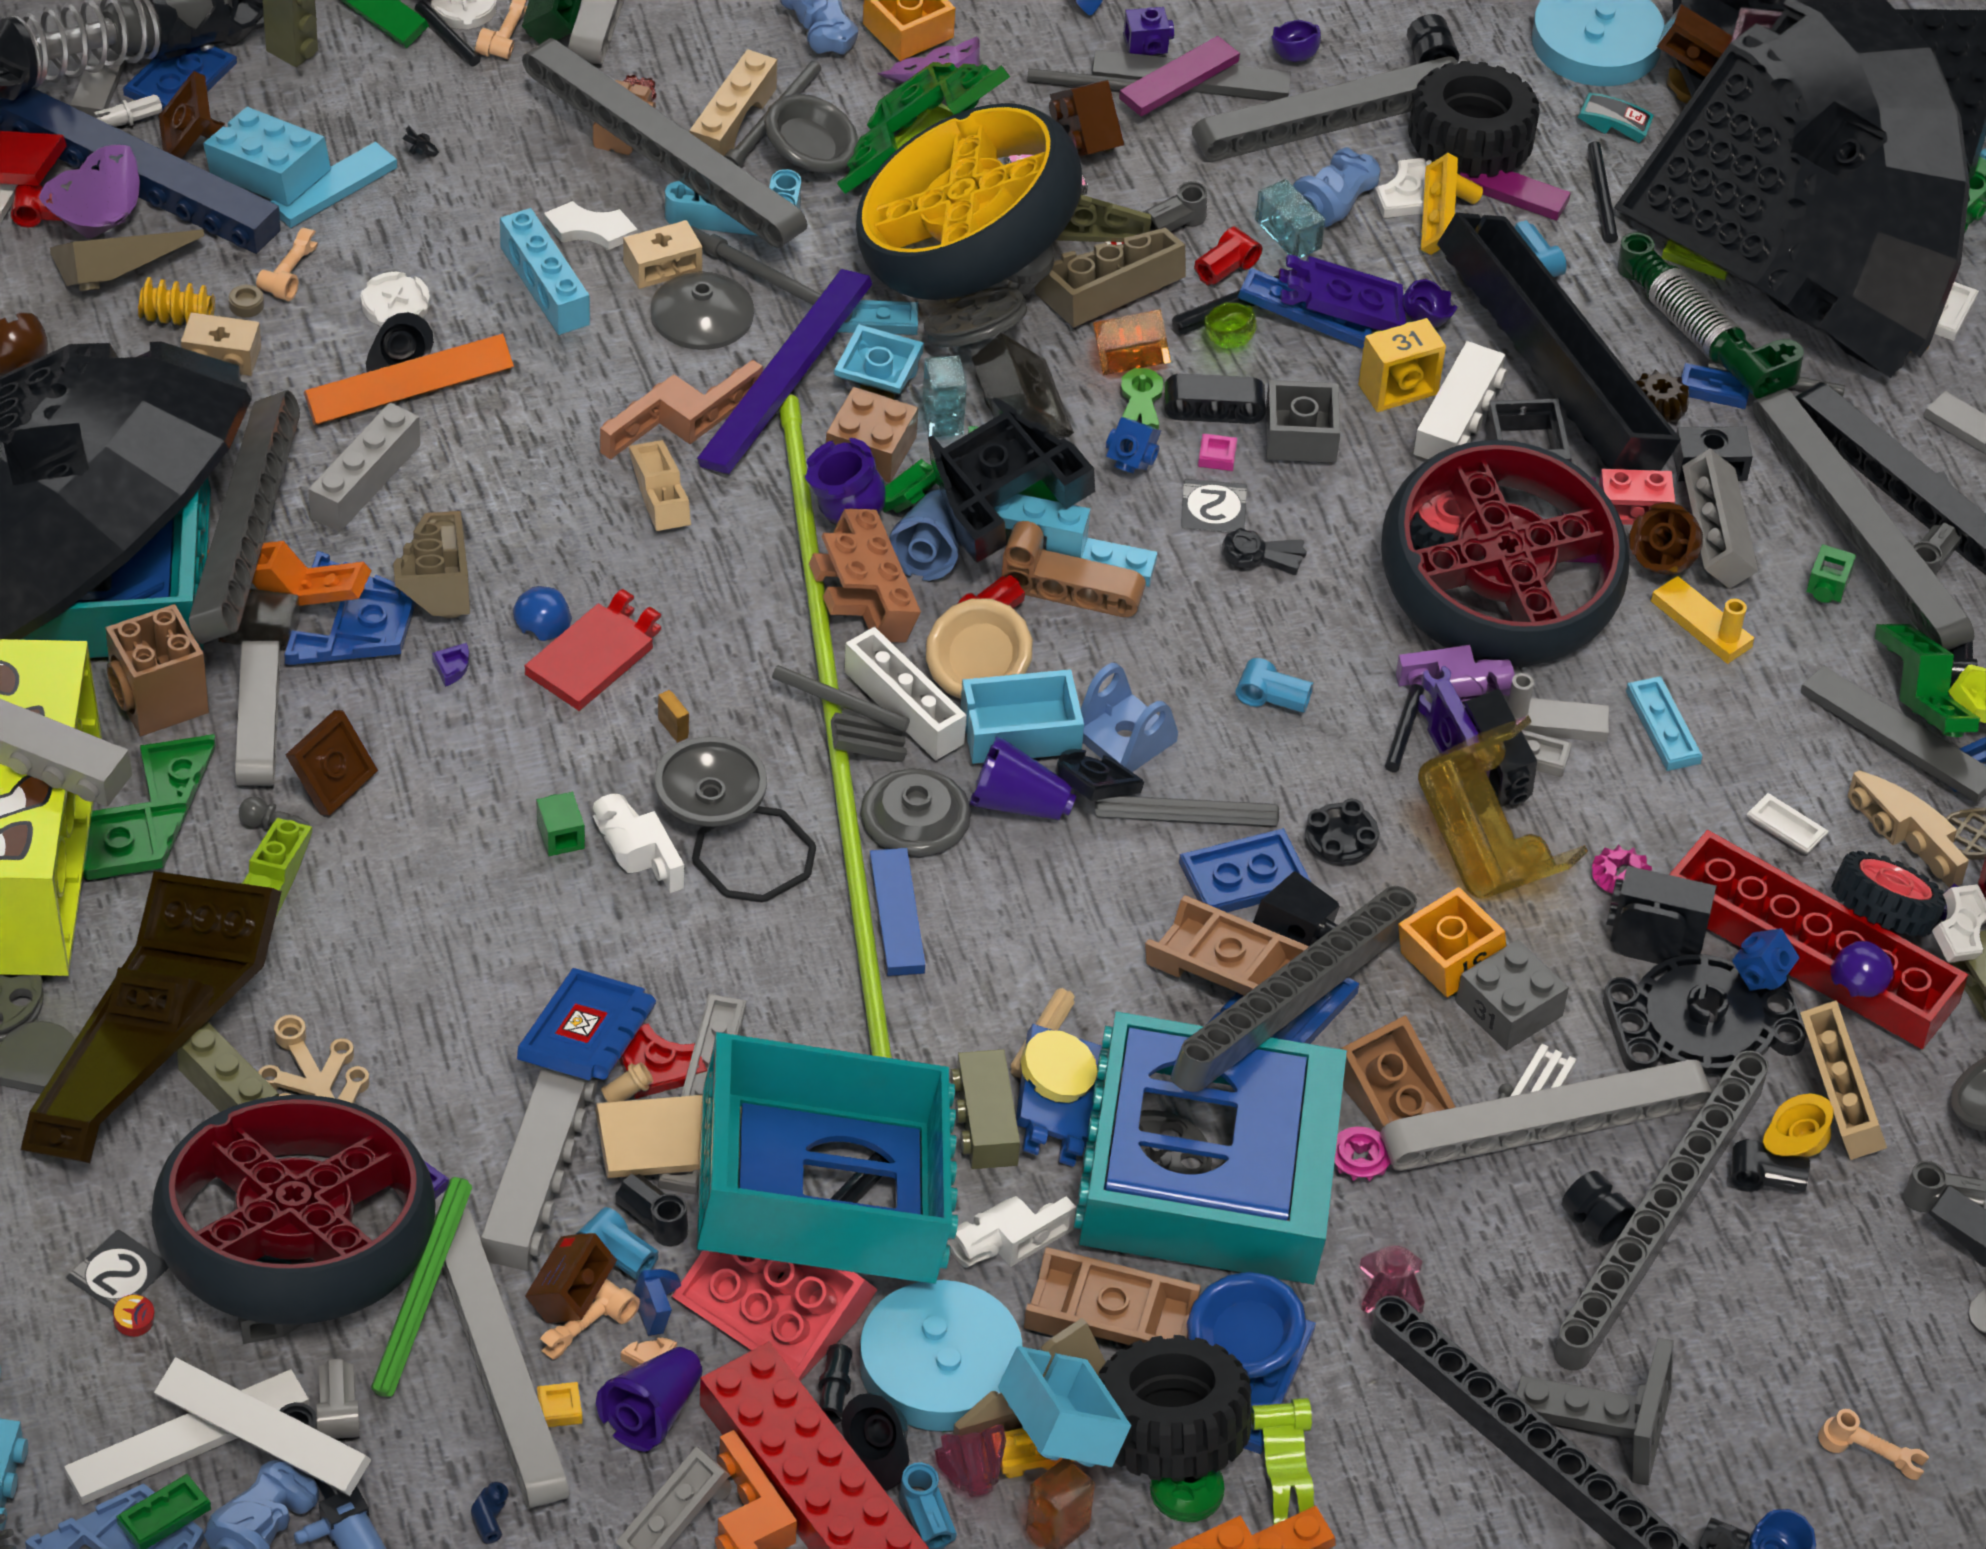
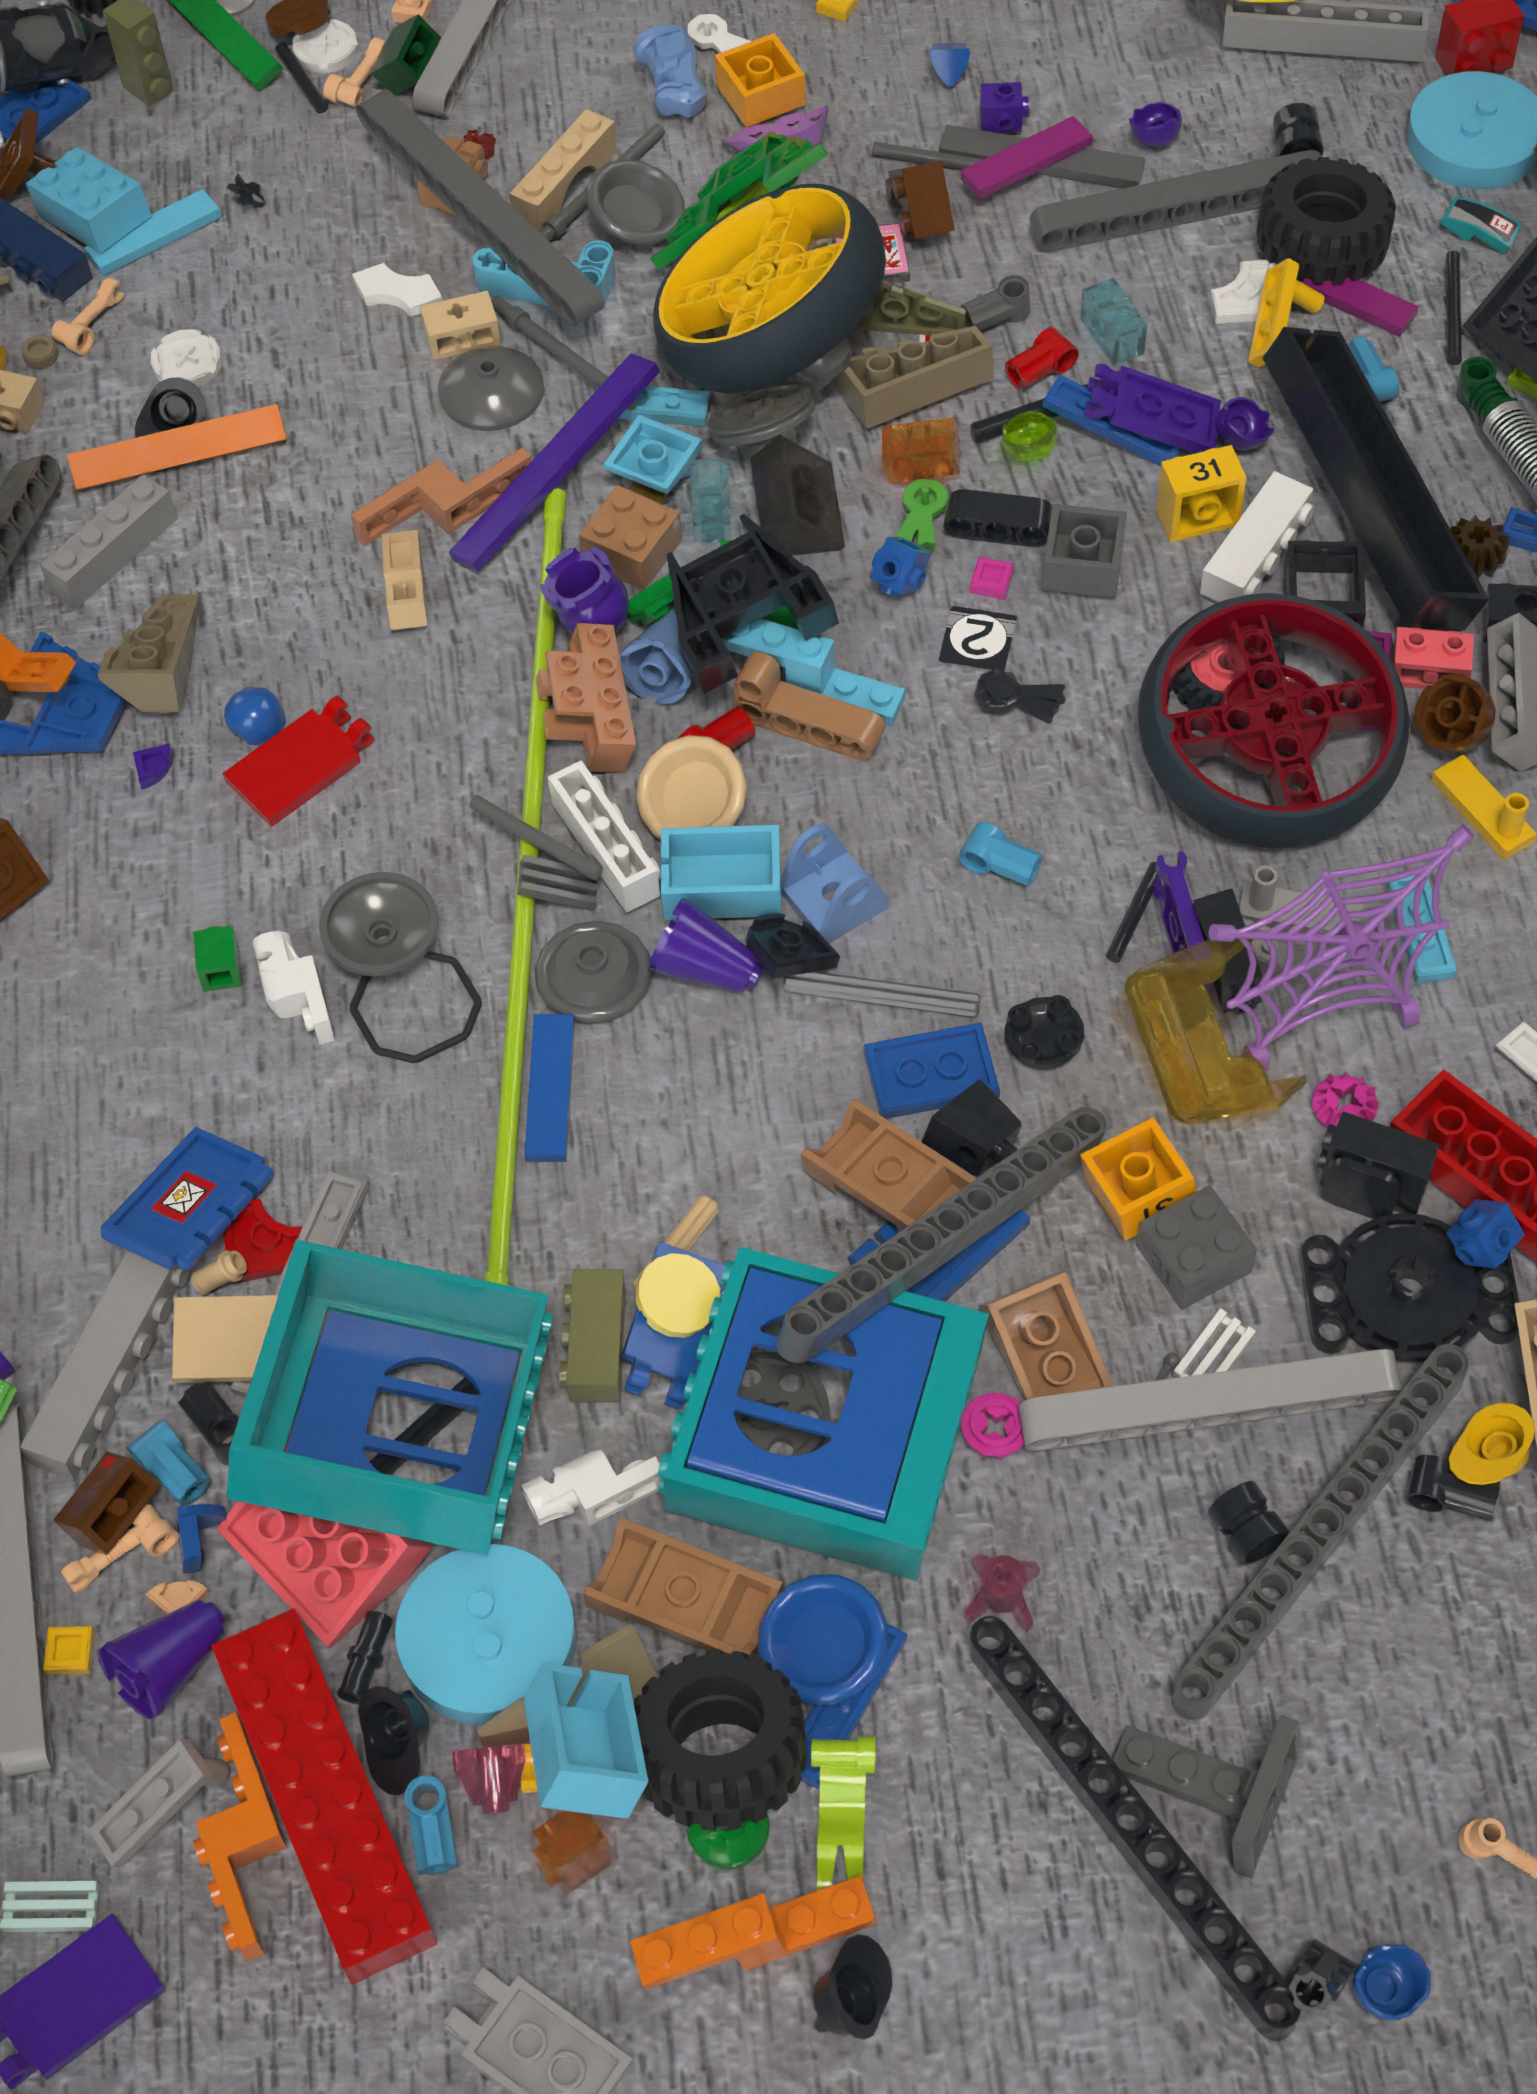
camera: 15 degrees right, 10 degrees up
(544, 271) = (337, 337): medium azure brick -> none
(673, 716) = (361, 842): pearl gold tile -> none
(1340, 184) = (1171, 286): medium blue animal -> none
(1467, 677) = (1206, 859): medium lavender plate -> none
(1617, 718) = (1351, 940): none -> medium lavender animal

